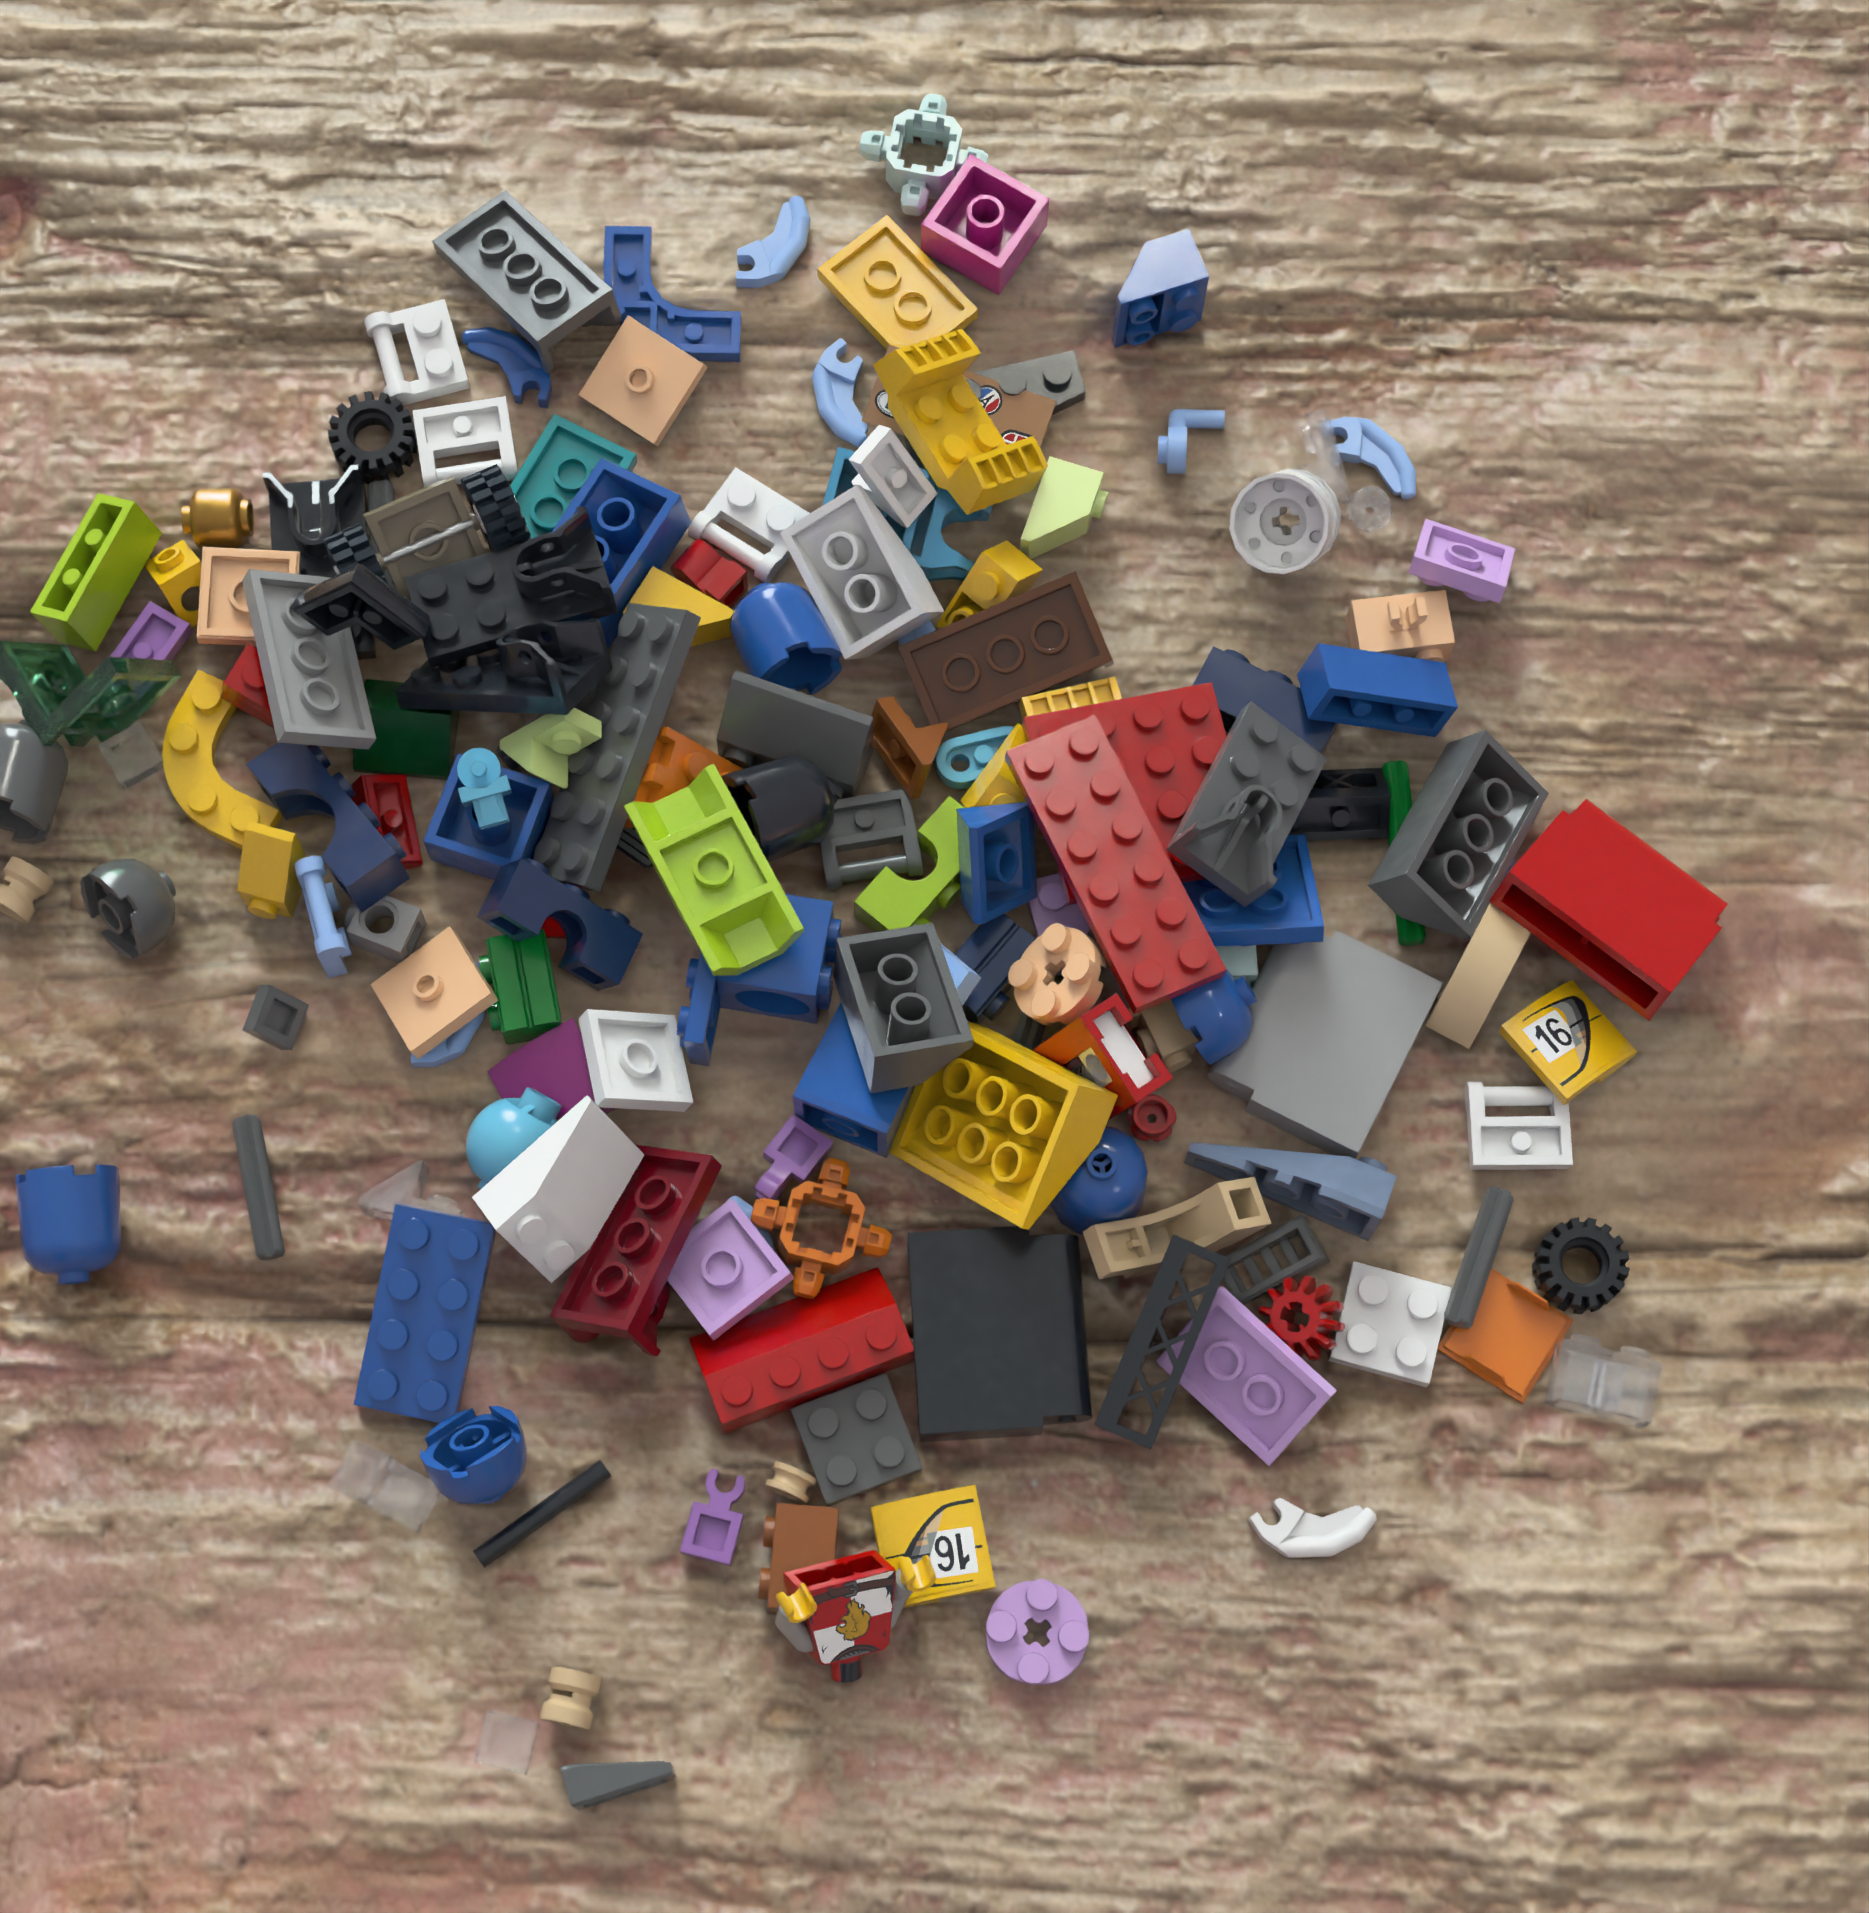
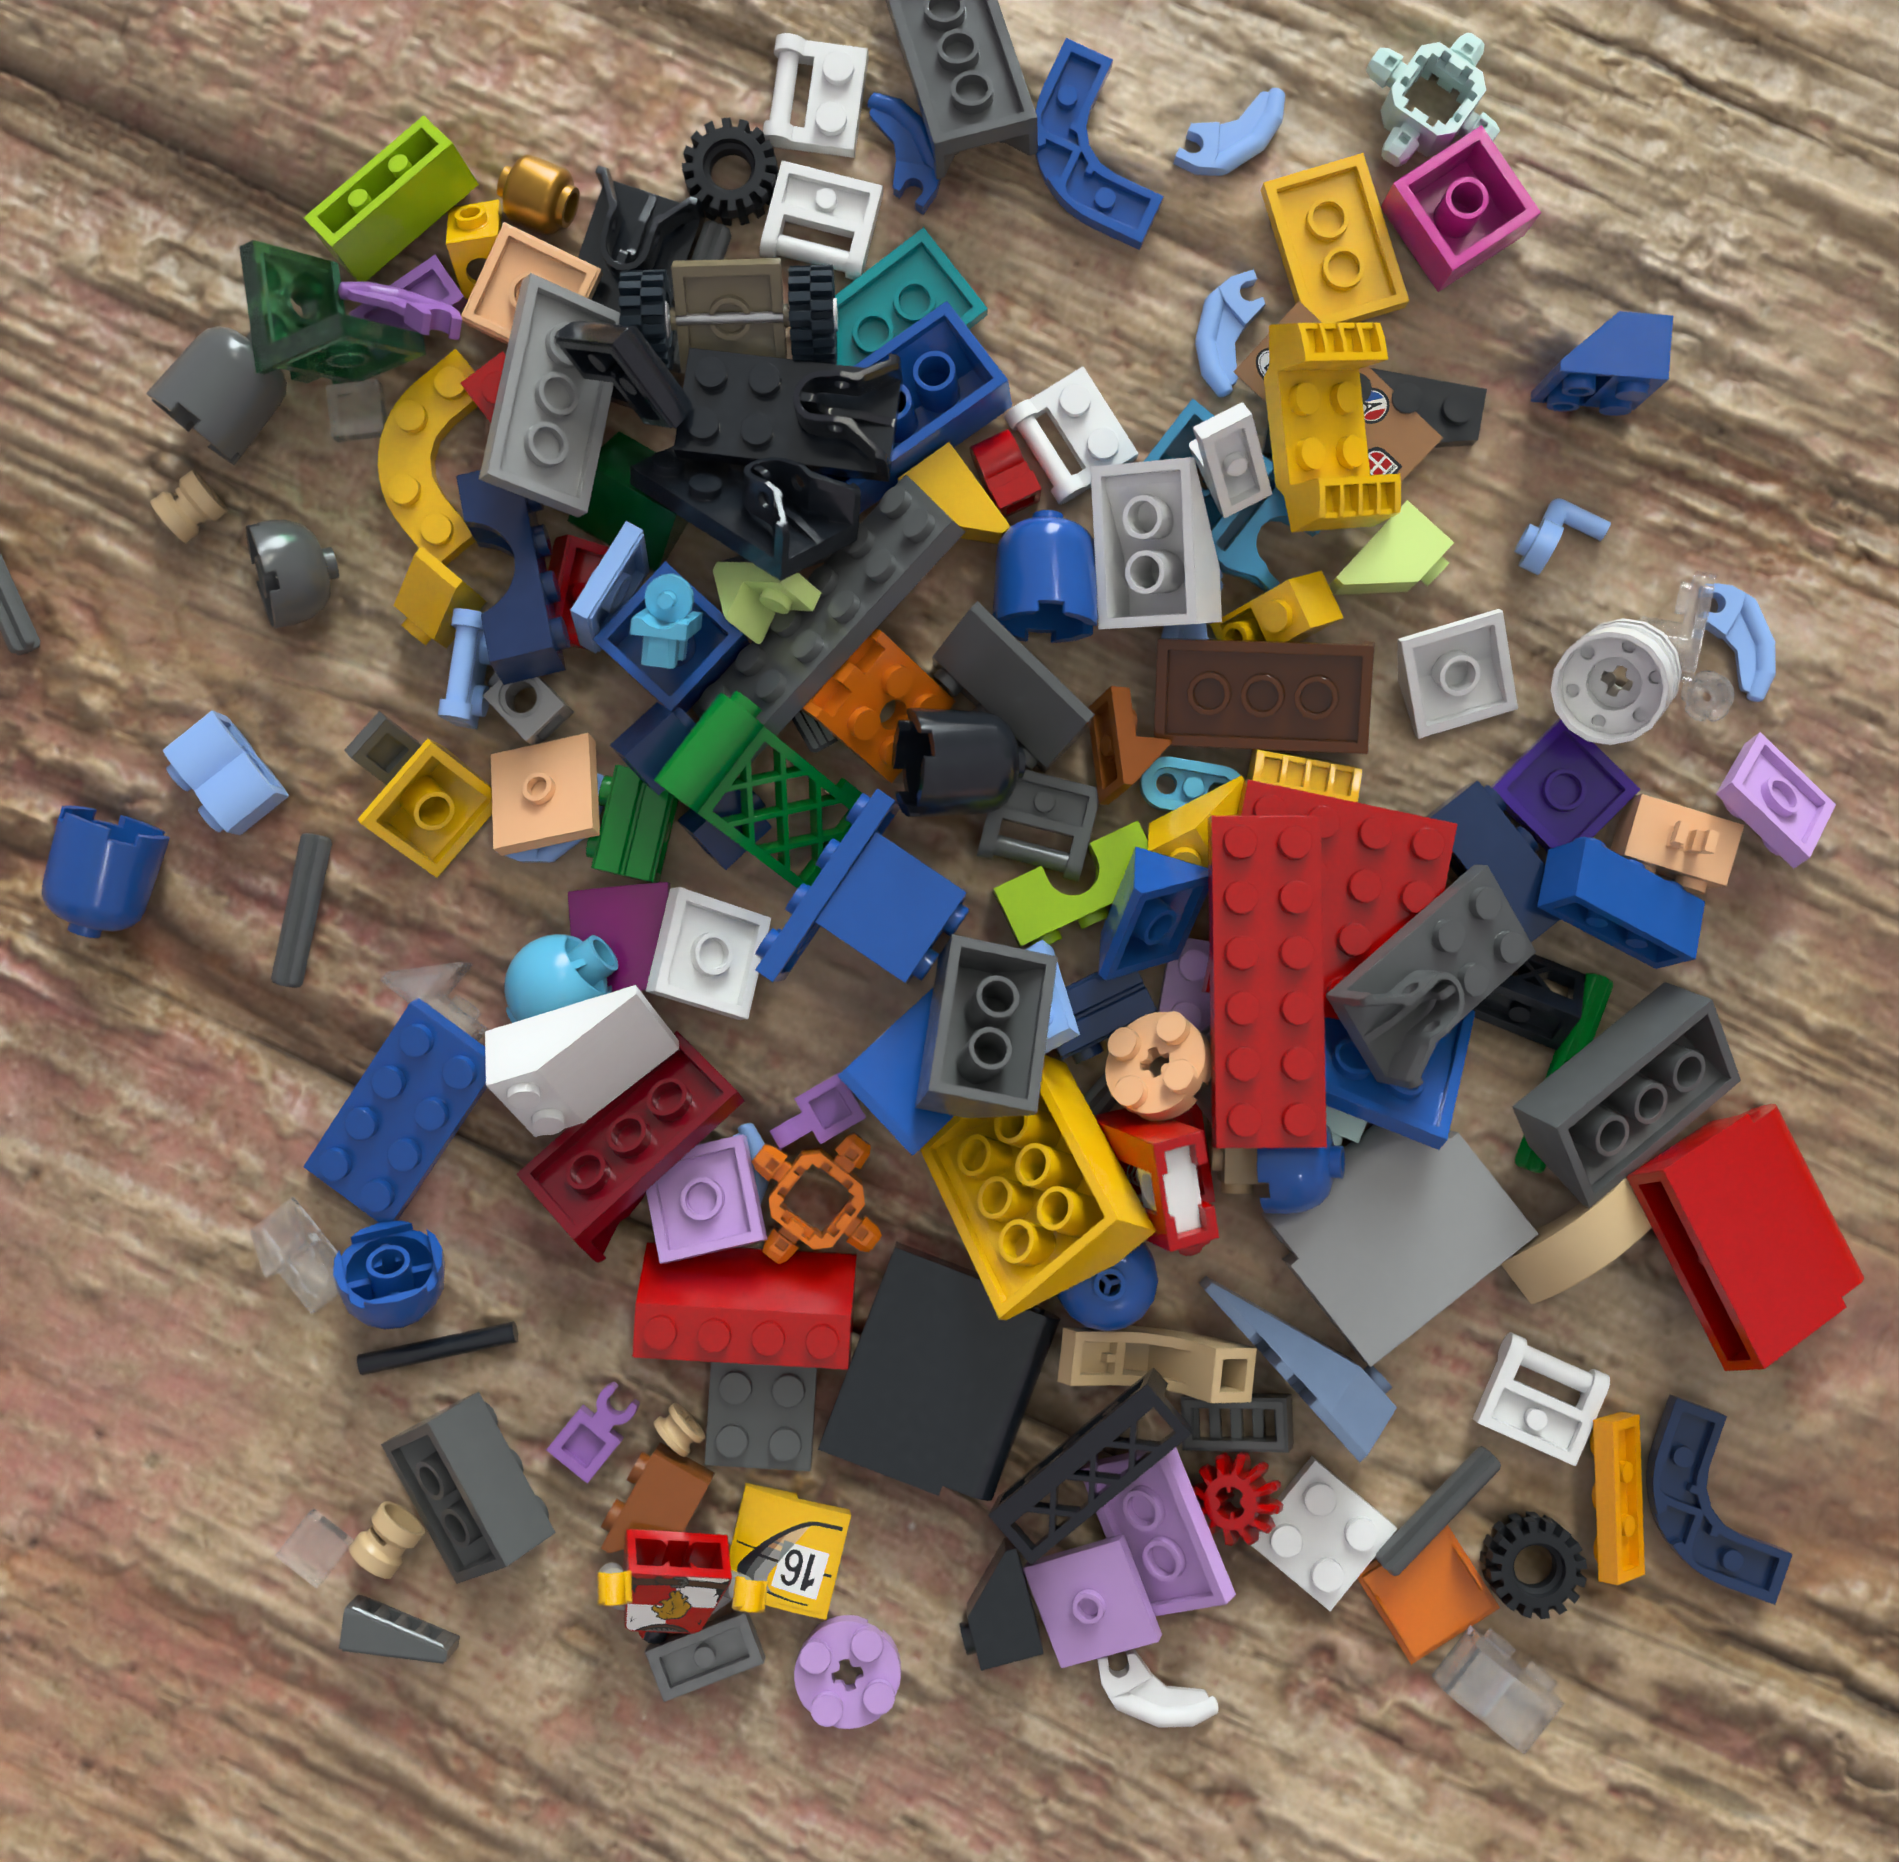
camera: 30 degrees right, 15 degrees up
(143, 1098) = (224, 774): none -> light blue brick
(157, 646) = (418, 310): none -> medium lavender piece
(339, 1047) = (430, 808): none -> yellow slope
(419, 794) = (611, 584): none -> light blue plate
(570, 891) = (720, 751): none -> green piece
(623, 1620) = (469, 1489): none -> dark grey slope
(643, 380) = (1030, 229): light nougat plate -> none
(716, 875) = (857, 816): lime piece -> none
(902, 1671) = (702, 1658): none -> flat silver plate
(1147, 1510) = (1001, 1613): none -> black slope
(1156, 576) = (1456, 673): none -> white slope
(1220, 1466) = (1092, 1601): none -> lavender plate
(1287, 623) = (1564, 788): none -> dark purple plate
(1567, 1041) = (1632, 1341): slope -> none
(1622, 1176) = (1618, 1497): none -> light orange plate
(1687, 1167) = (1683, 1510): none -> dark blue plate

